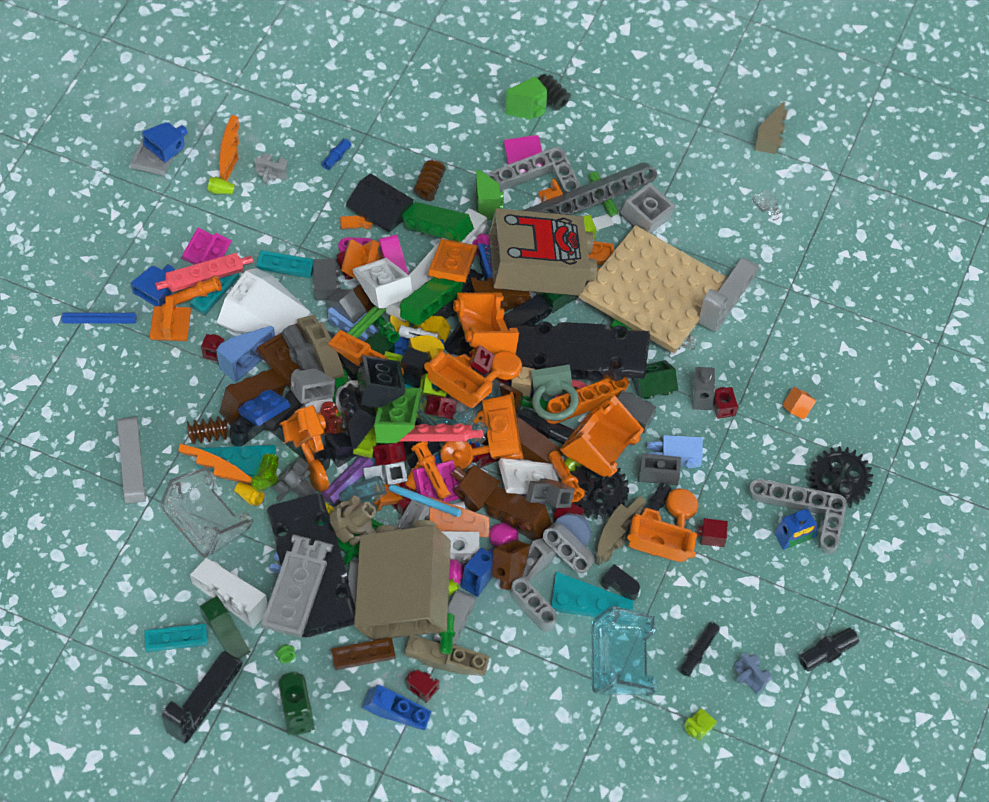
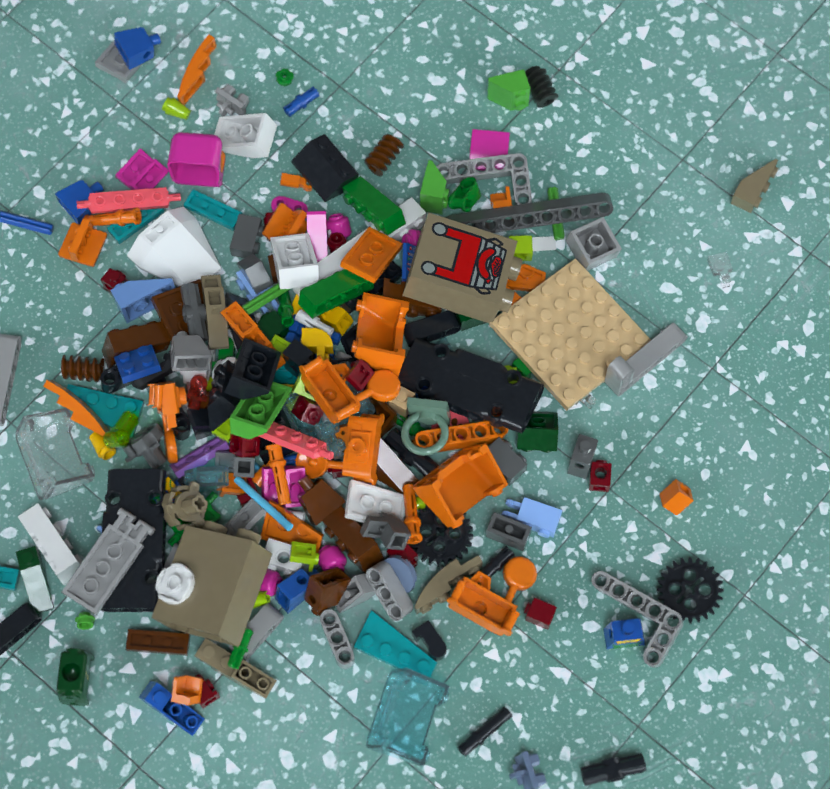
camera: 20 degrees right, 10 degrees up
(258, 222) = (196, 159): none -> dark pink piece
(293, 193) = (246, 134): none -> white slope
(313, 141) = (284, 81): none -> green plate
(368, 588) = (175, 583): none -> white tile
(409, 683) = (187, 689): none -> orange panel
(411, 250) = (338, 224): none -> dark pink head
(412, 261) = (335, 241): none -> dark red cone
(478, 534) = (304, 553): none -> lime bracket
(517, 195) = (465, 195): none -> green piece

